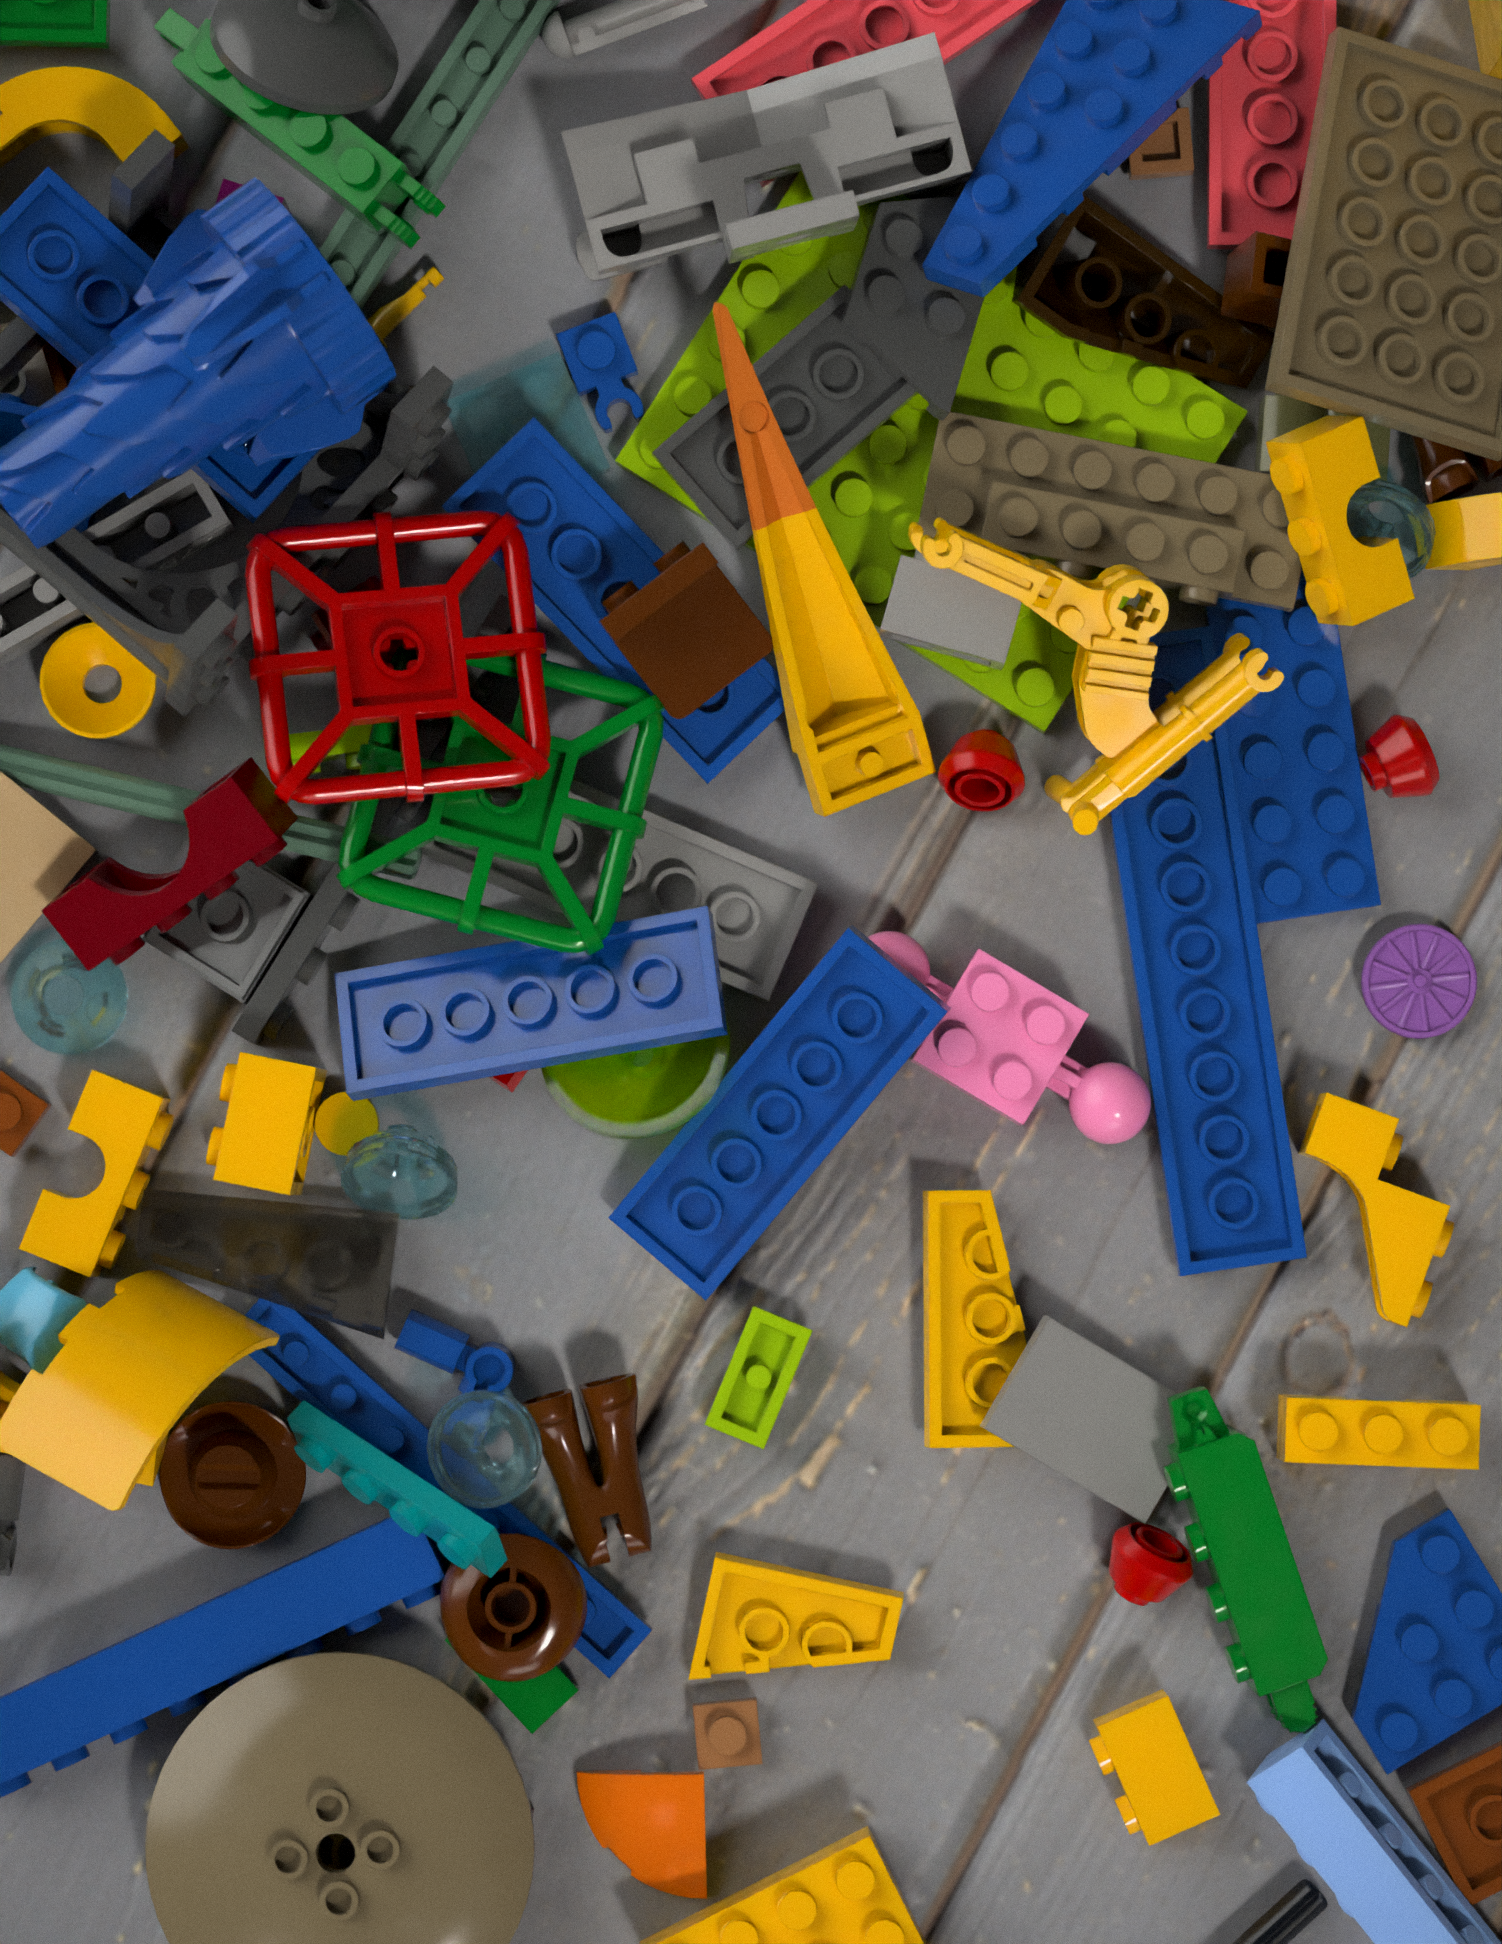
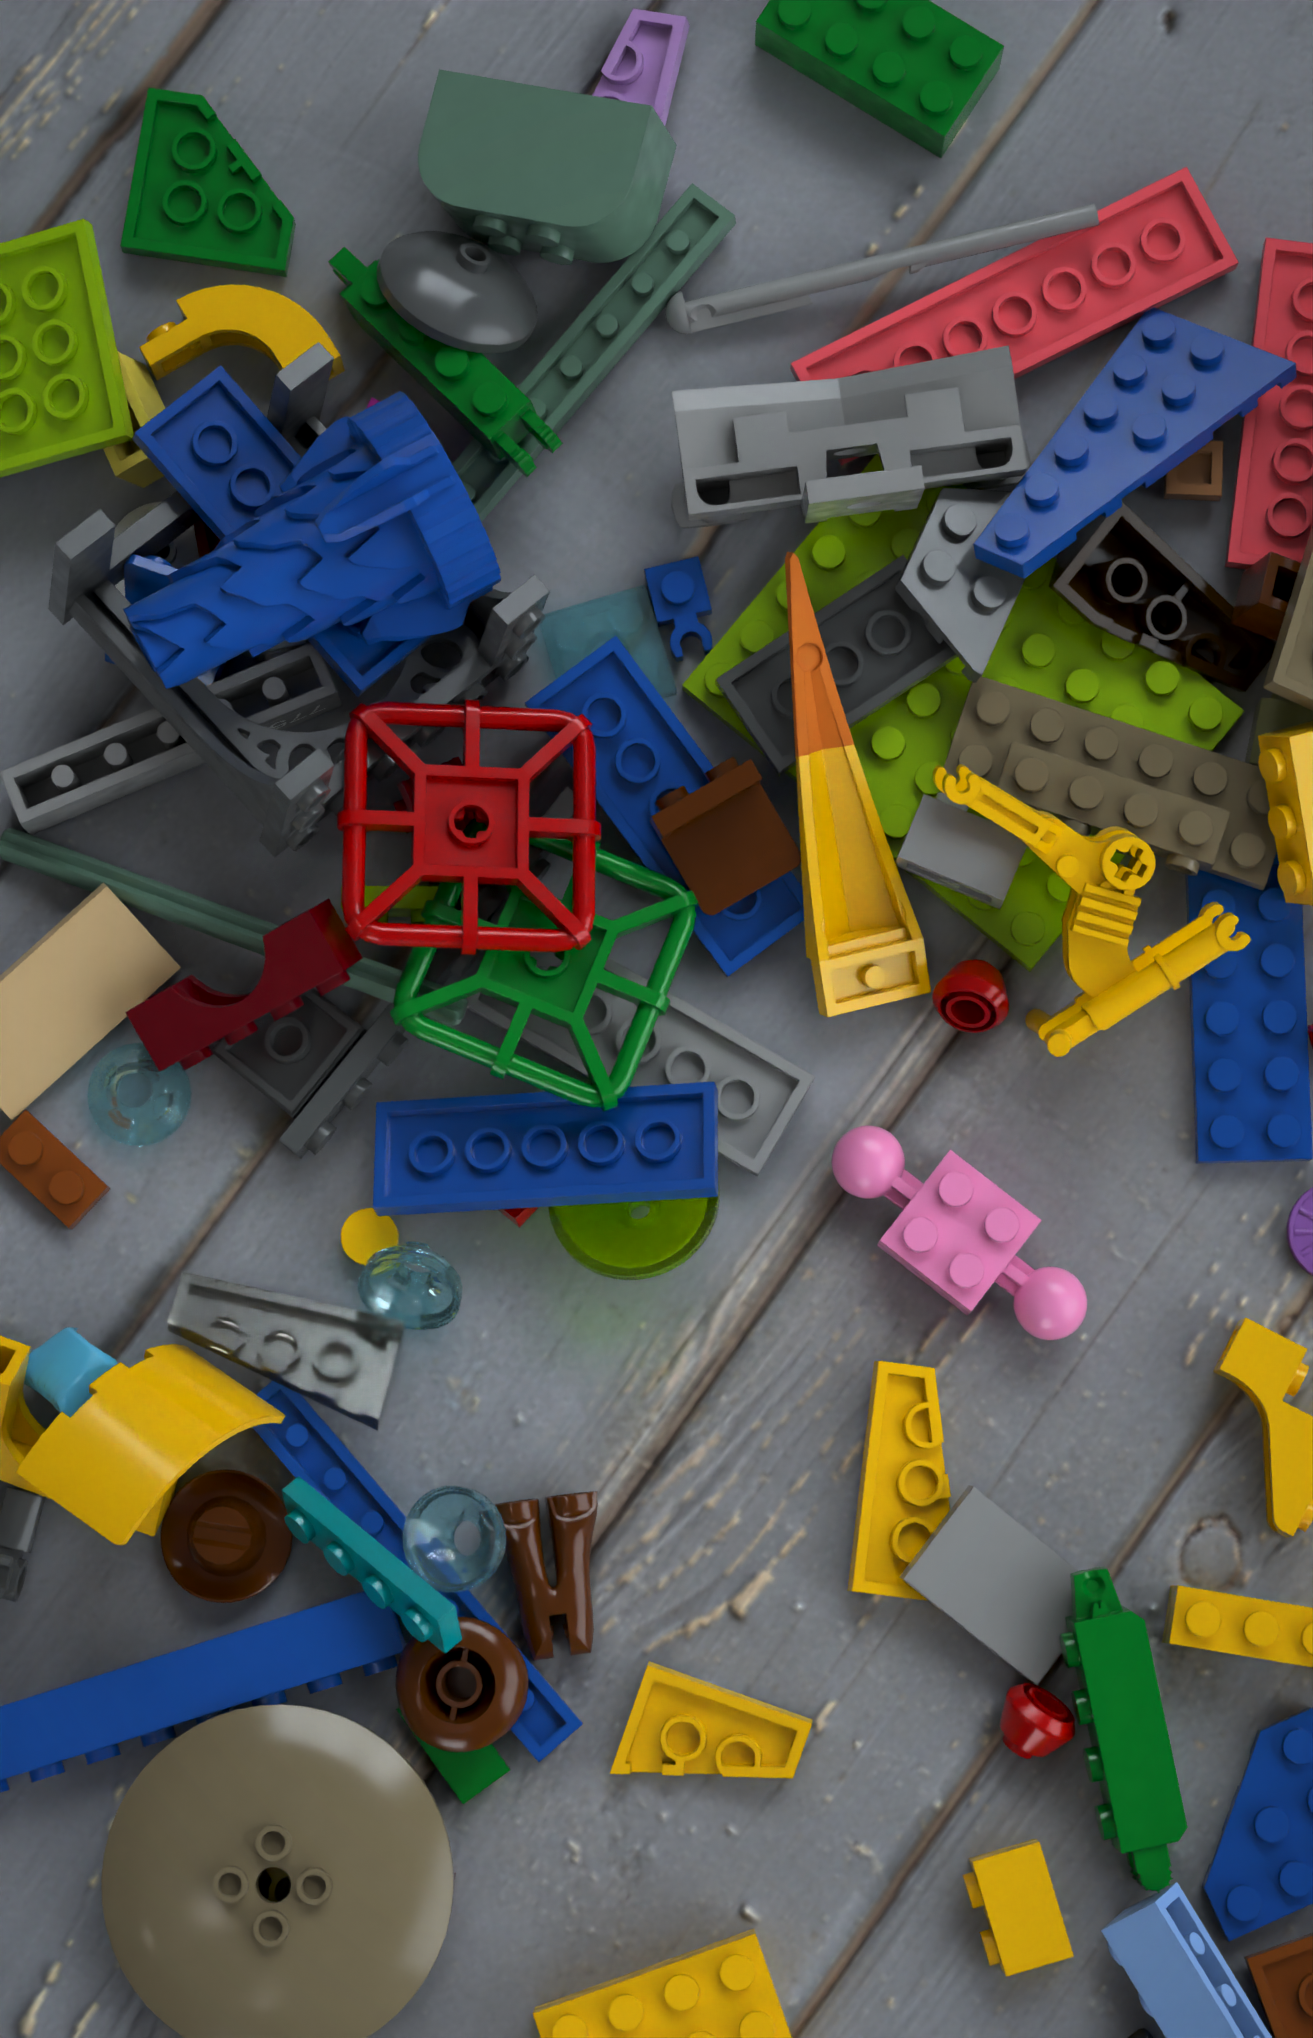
camera: 10 degrees right, 5 degrees down
(64, 680) = (180, 801): yellow piece -> none
(125, 1127) = (125, 1299): yellow arch -> none
(266, 1123) = (299, 1224): yellow brick -> none
(393, 313) = (507, 532): yellow piece -> none
(447, 1348) = (434, 1449): blue bar -> none
(651, 1825) = (559, 1901): orange brick -> none
(727, 1733) = (638, 1827): medium nougat plate -> none
(758, 1377) = (706, 1509): lime plate -> none
(779, 1112) = (755, 1273): blue plate -> none
(1205, 999) = (1146, 1222): blue plate -> none

